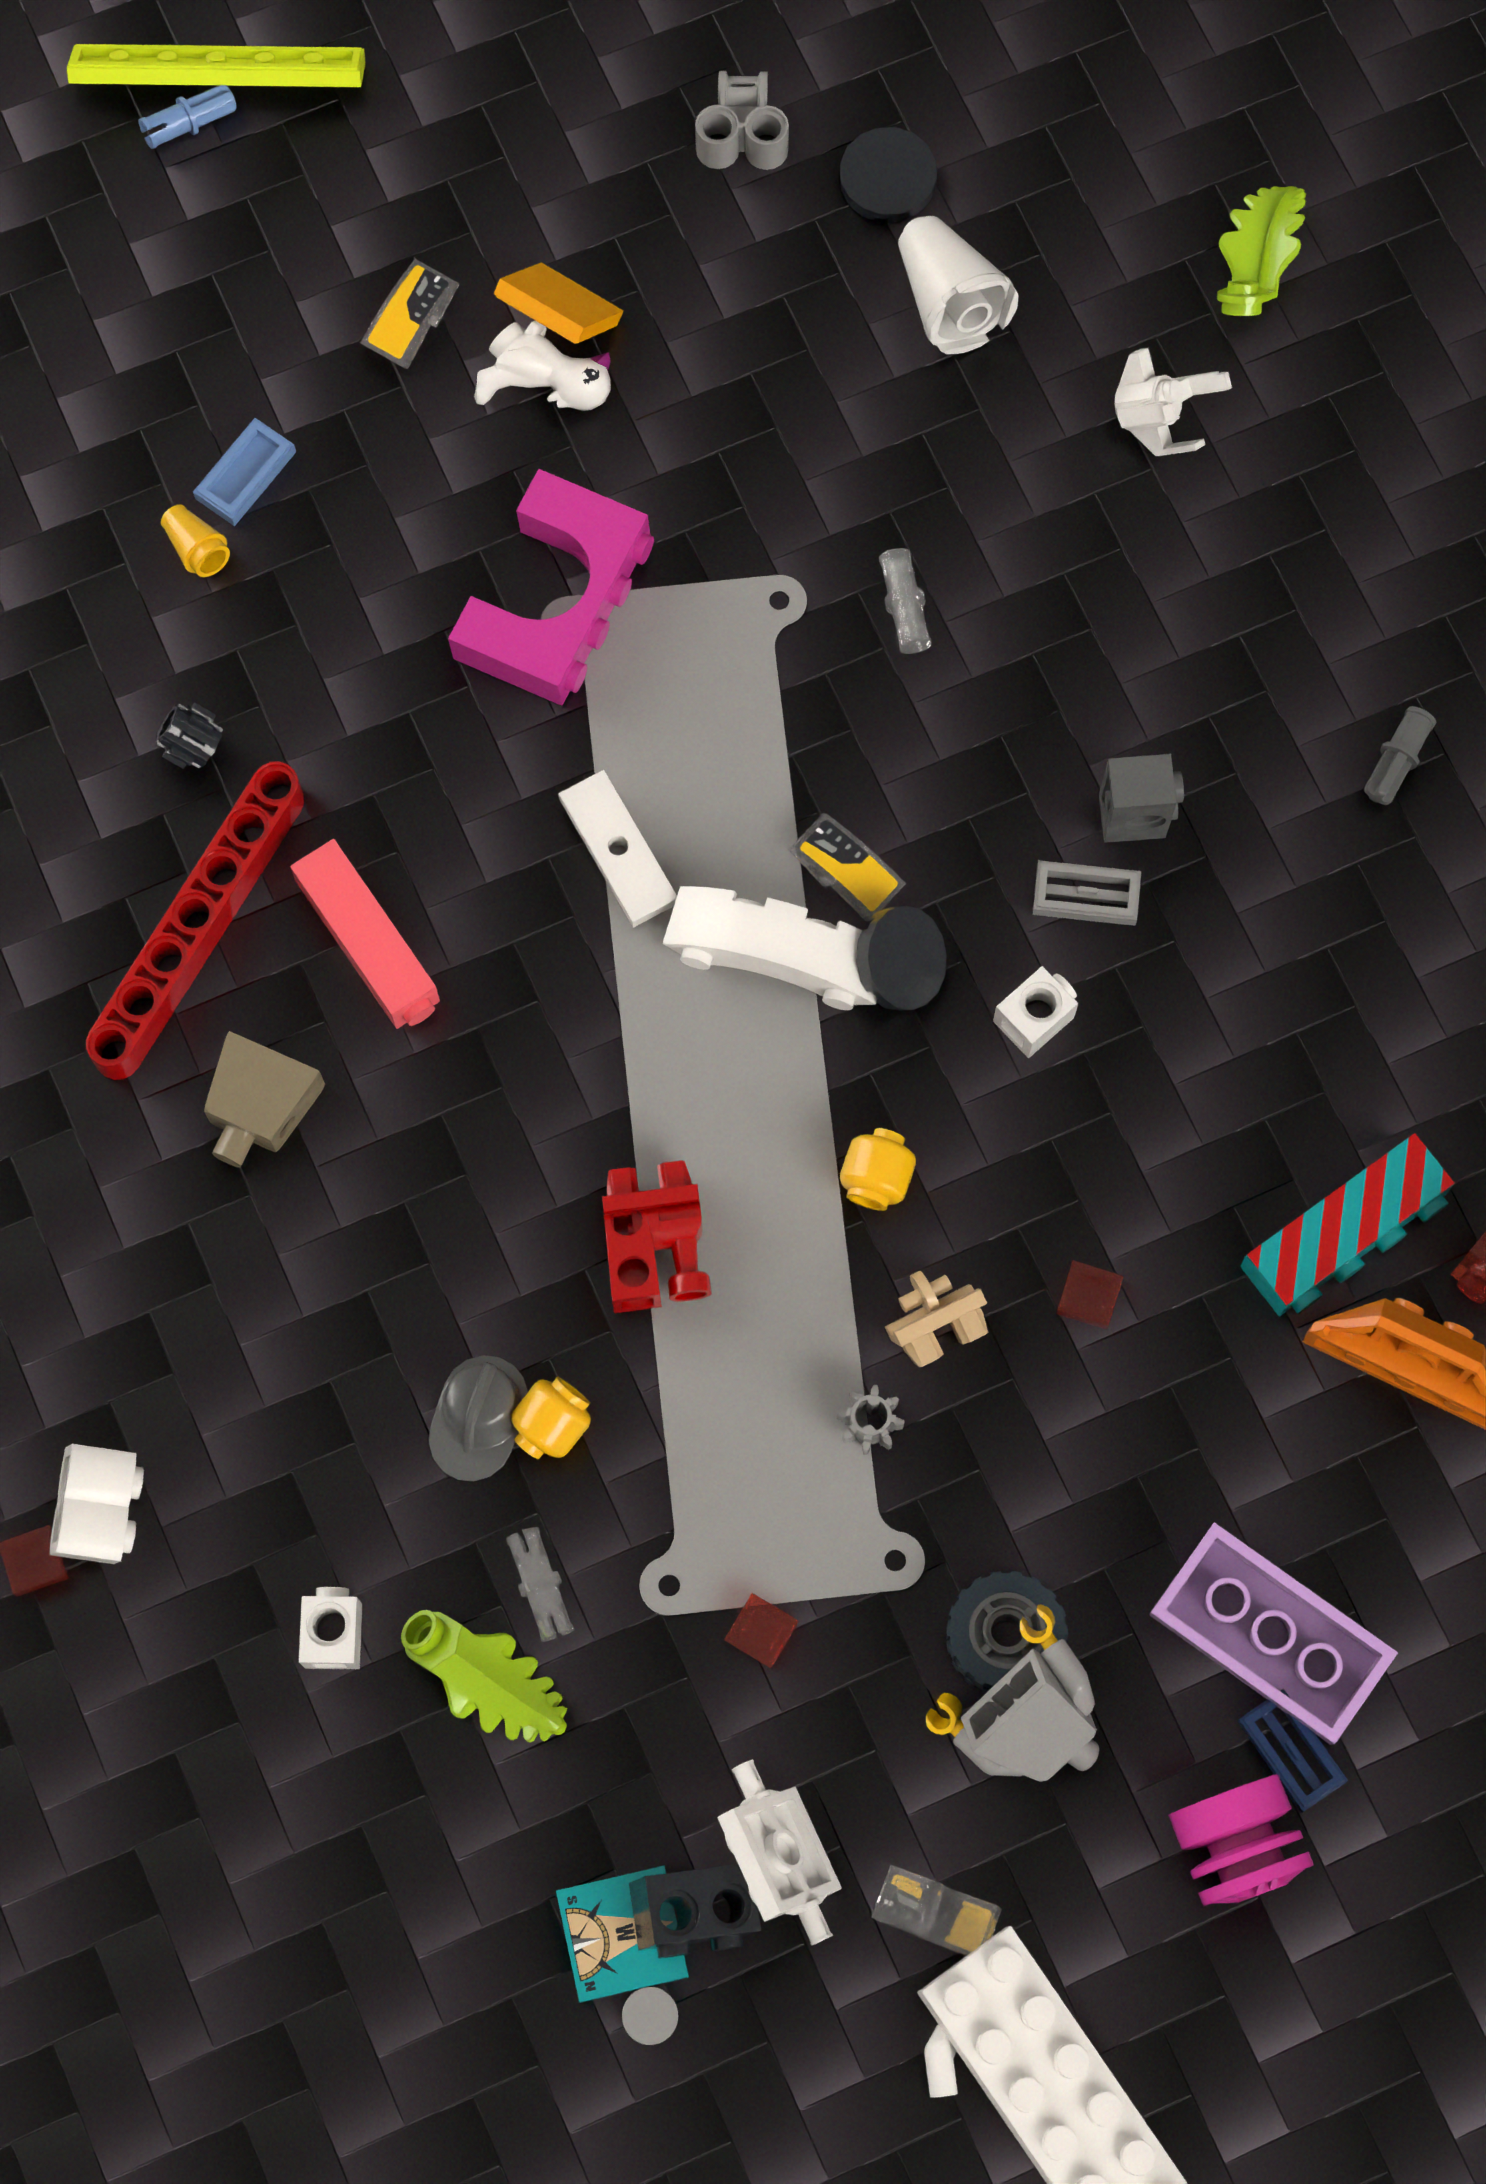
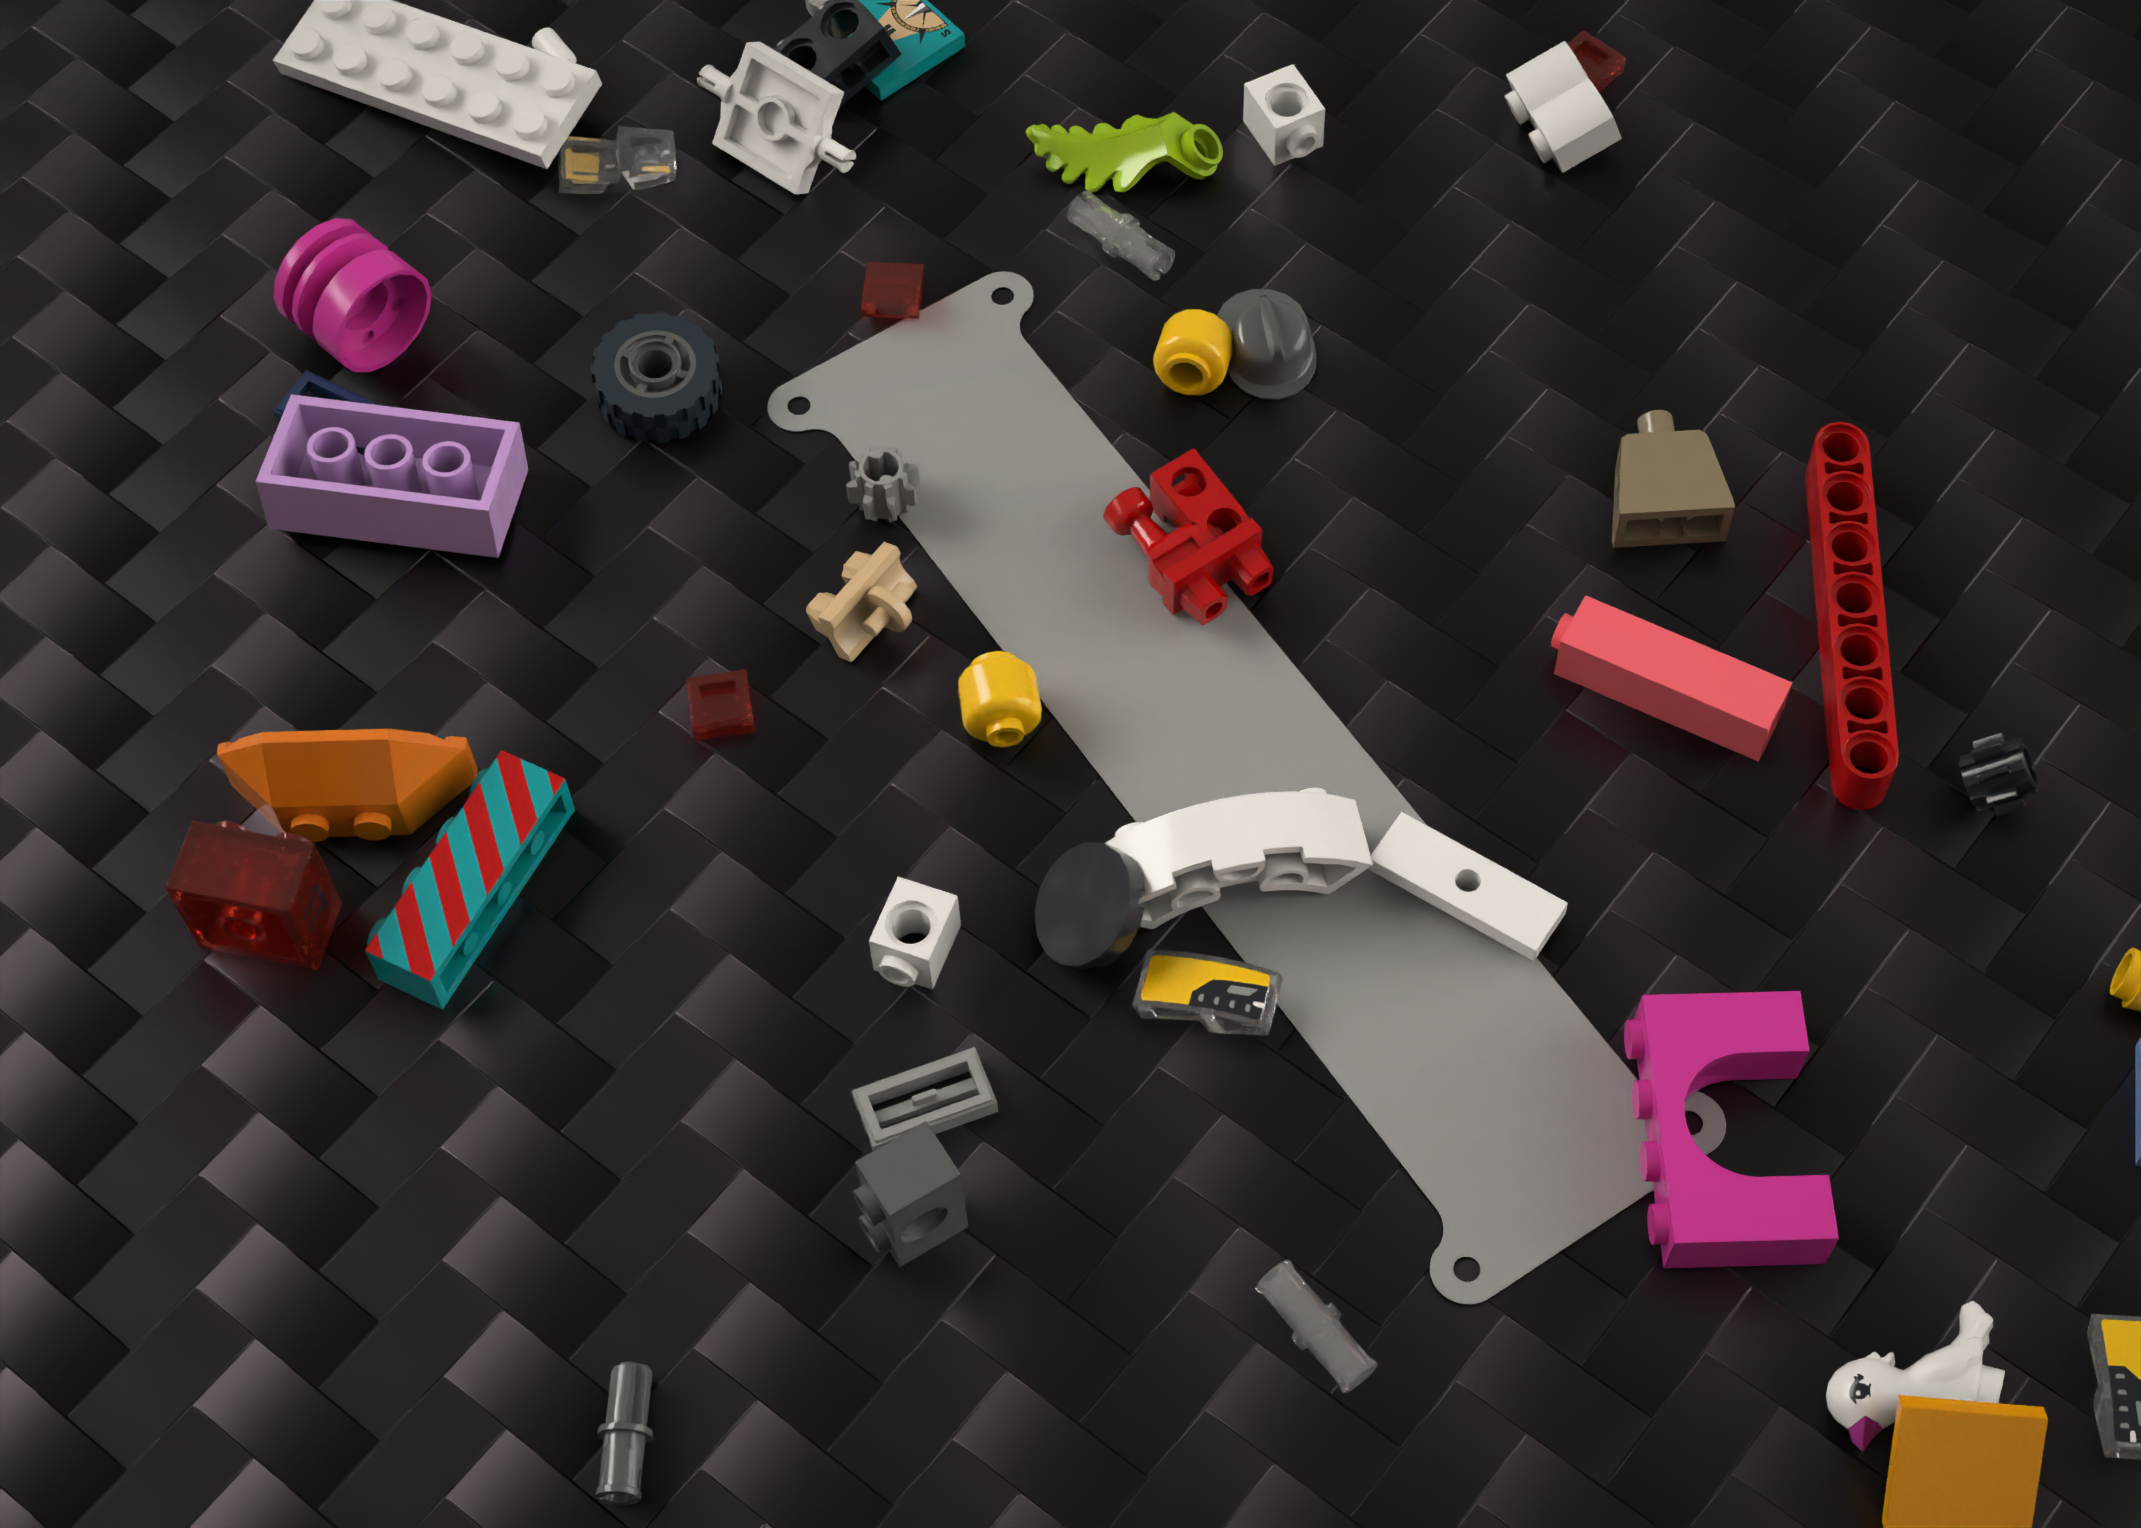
camera: 155 degrees right, 15 degrees down
(1031, 1716) = (601, 300): light grey torso -> none

